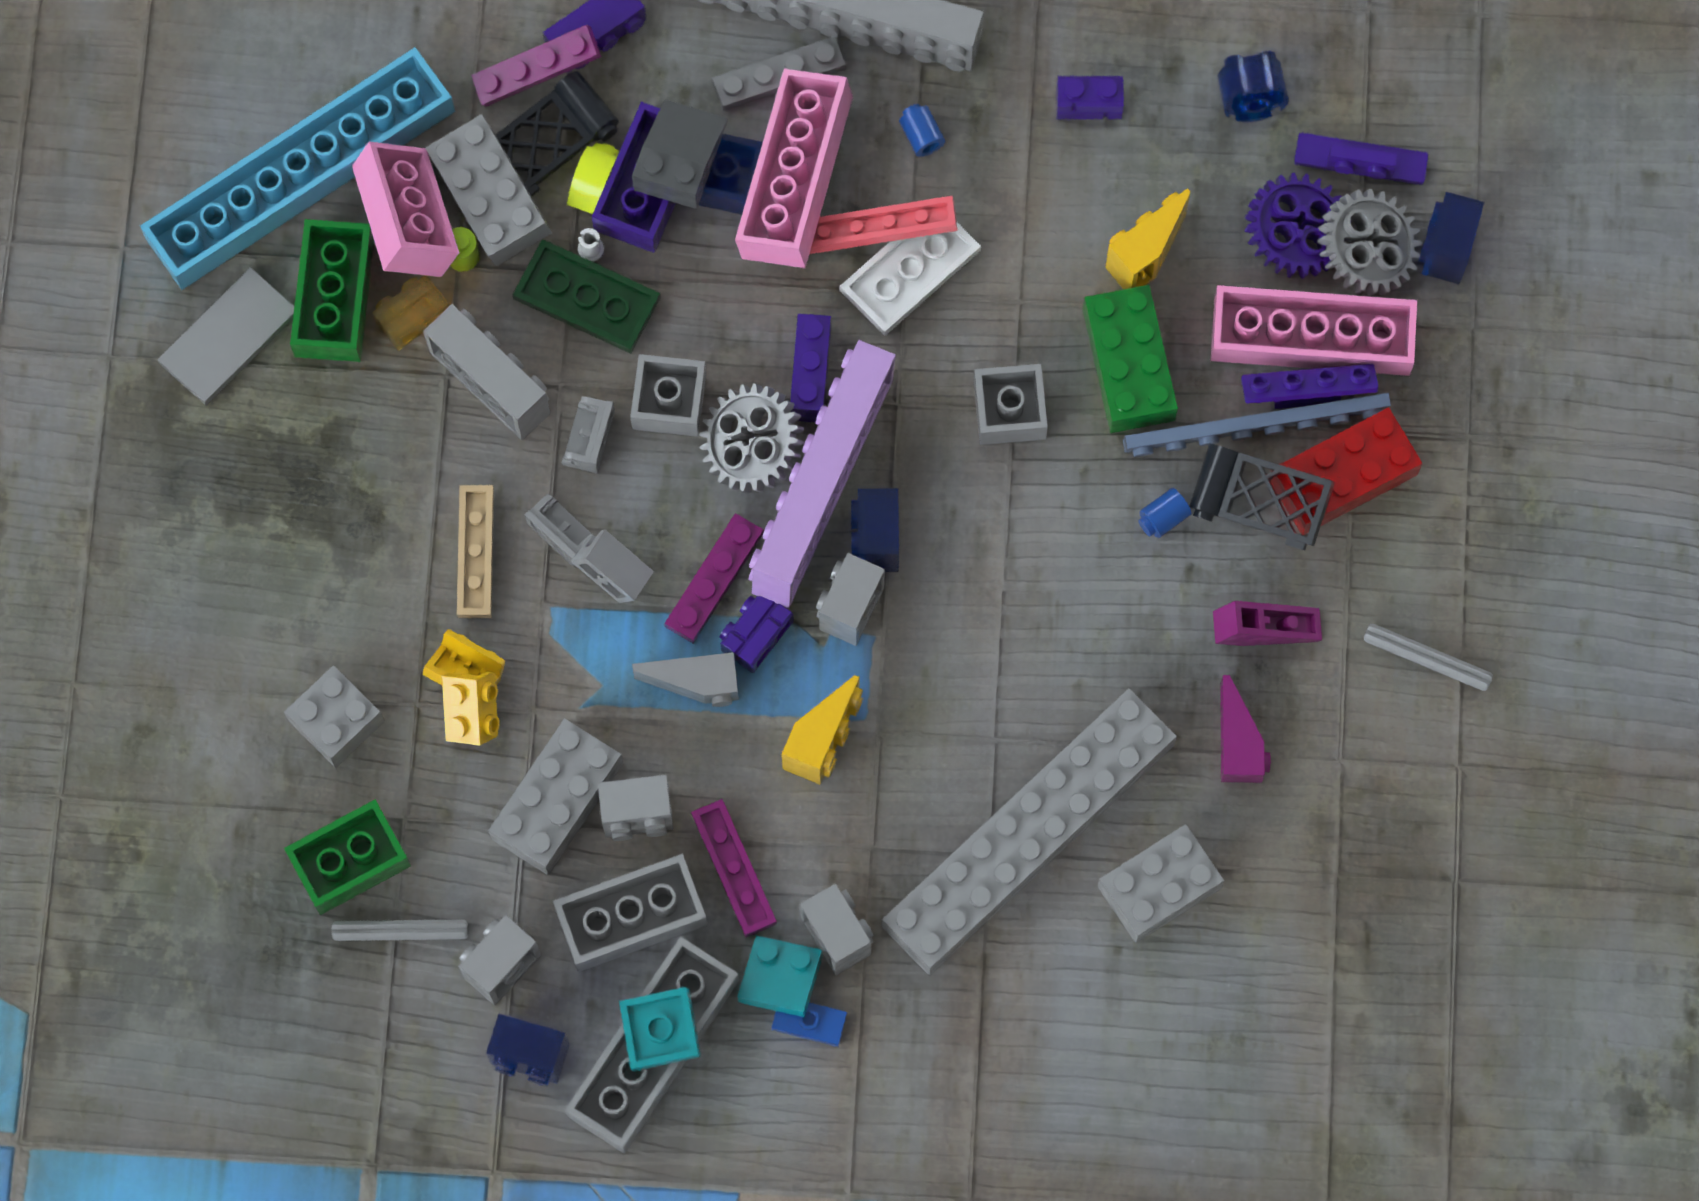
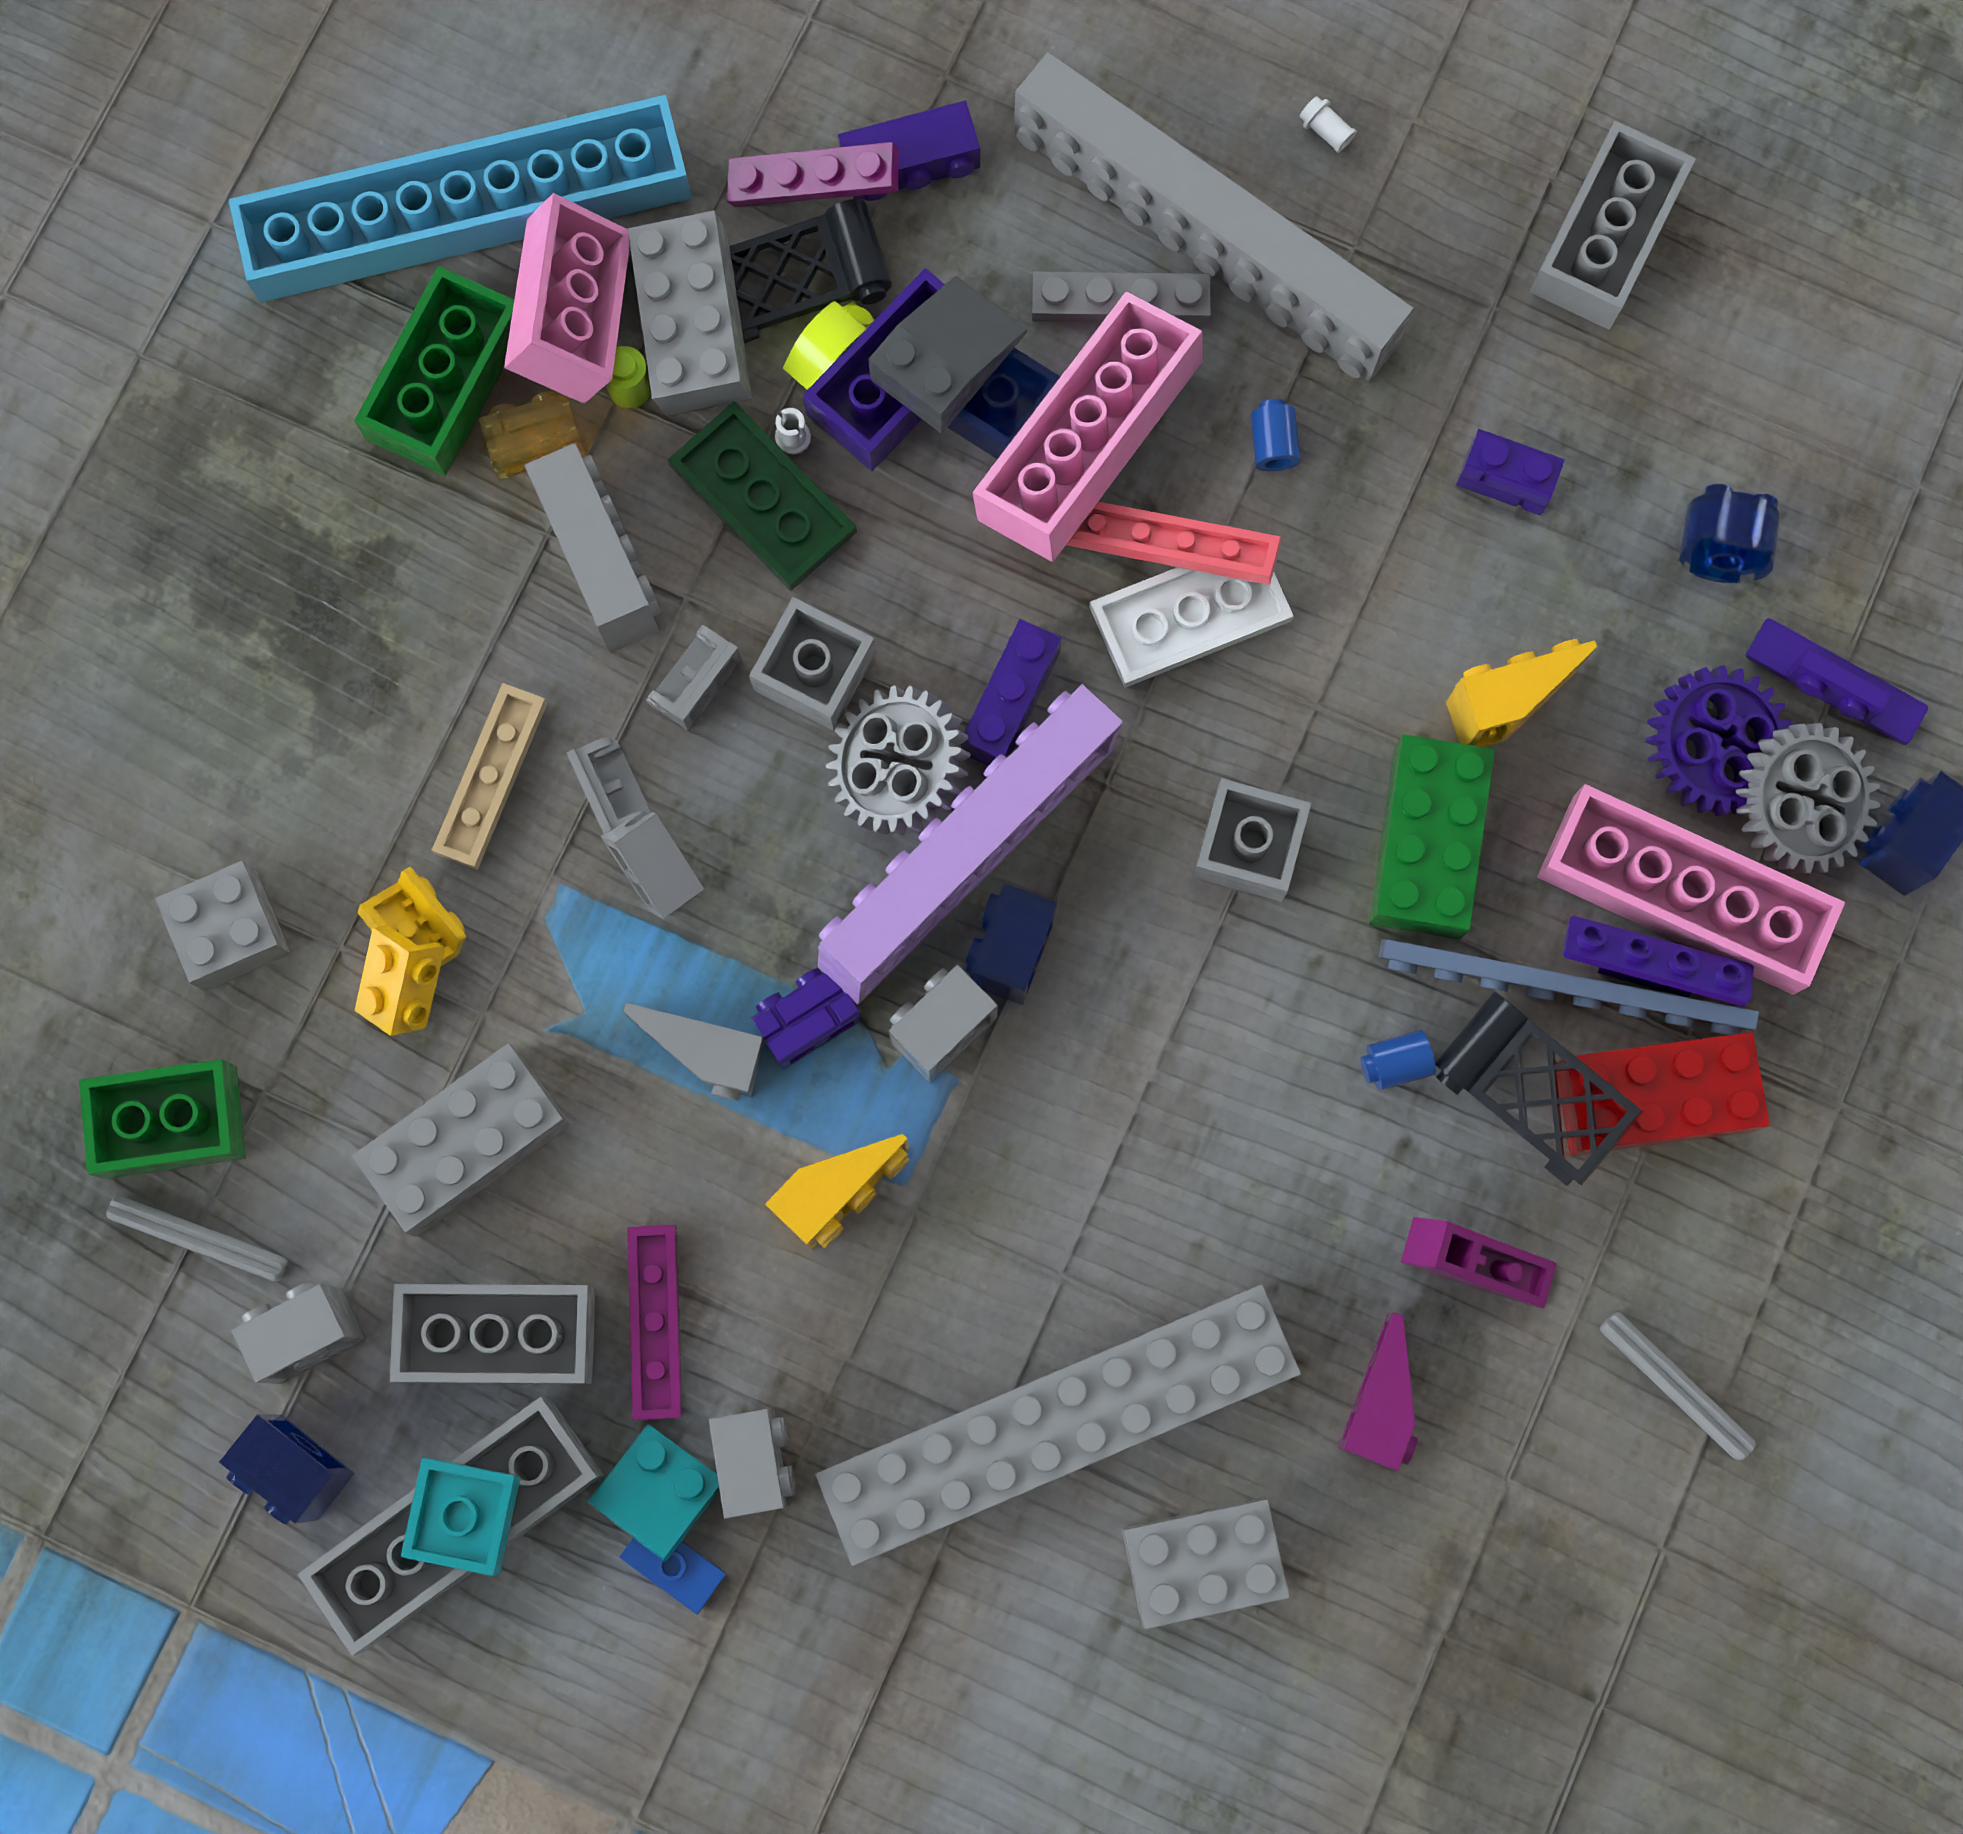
camera: 20 degrees right, 5 degrees up
(228, 336) = (291, 382): light grey tile -> none
(635, 807) = (554, 1194): light grey brick -> none
(714, 578) = (780, 925): magenta plate -> none

